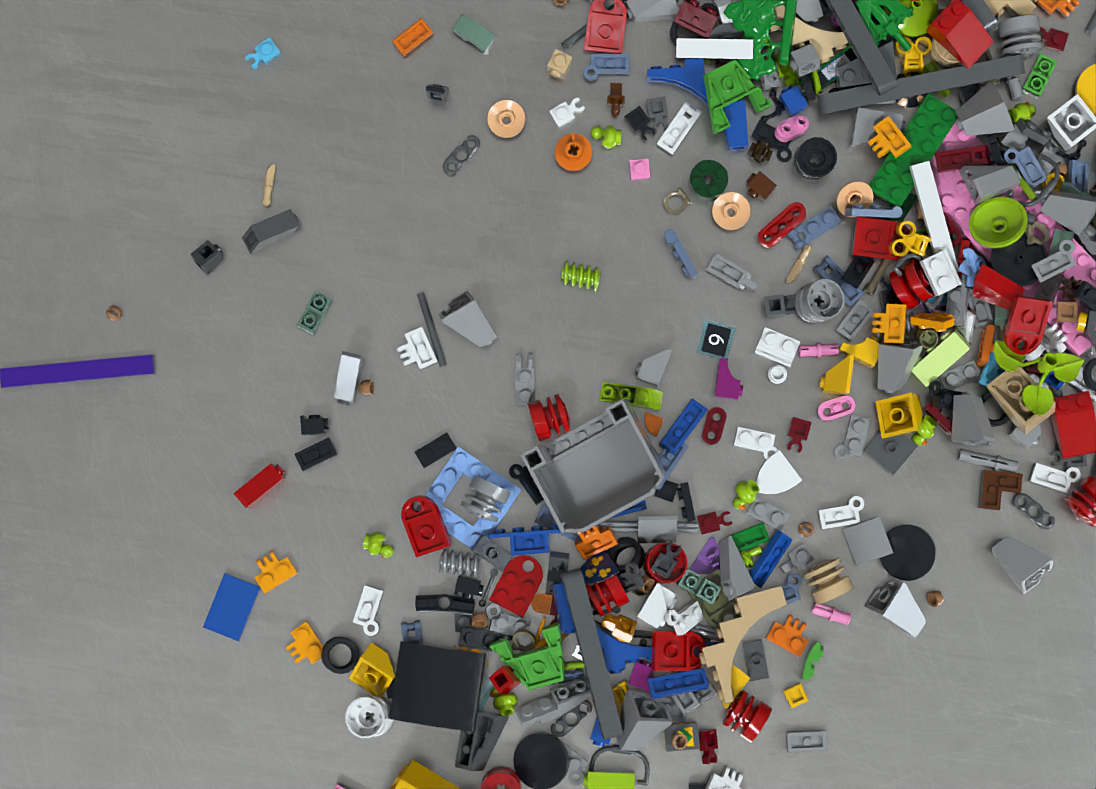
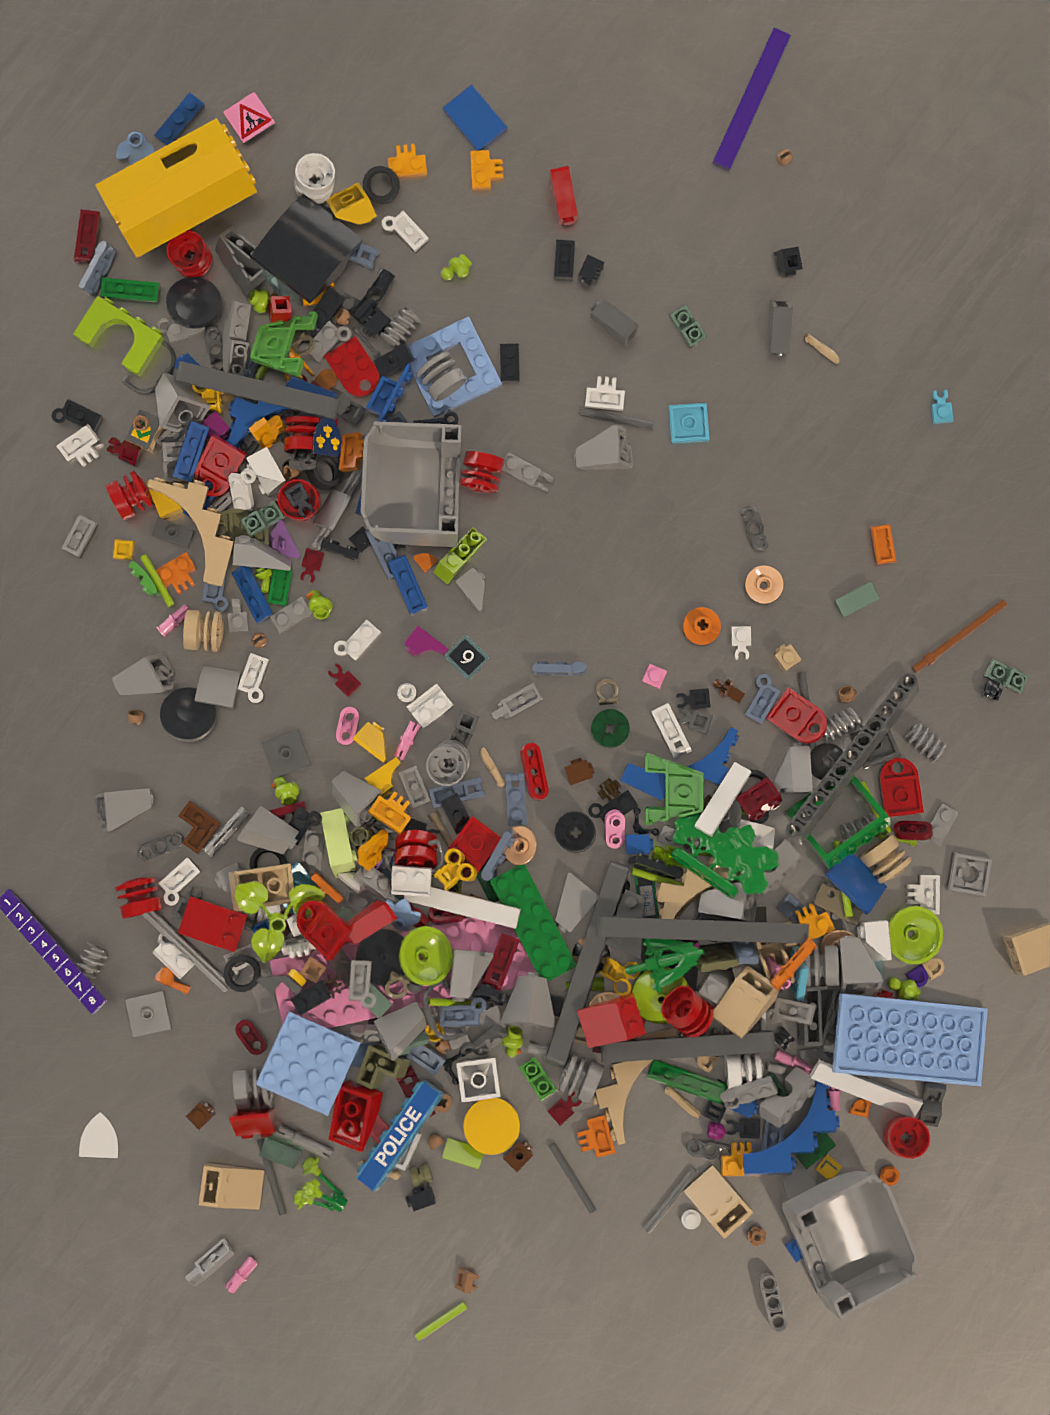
camera: 115 degrees right, 0 degrees up
(366, 387) = (597, 334): medium nougat hinge -> none
(400, 263) = (689, 423): none -> medium azure tile
(424, 527) = (449, 315): red plate -> none
(437, 92) = (823, 538): black slope -> none
(580, 275) = (589, 570): lime piece -> none
(610, 135) = (699, 667): lime animal -> none
(714, 426) = (393, 611): dark red plate -> none
(735, 202) = (571, 723): light nougat dish -> none
(777, 475) = (319, 642): white sticker -> none
(804, 60) = (666, 870): light grey brick -> none
(806, 648) = (157, 580): none -> lime bar
(854, 438) = (312, 727): light grey hinge -> none
(889, 139) = (555, 905): light orange hinge -> none
(899, 414) = (309, 776): yellow slope -> none

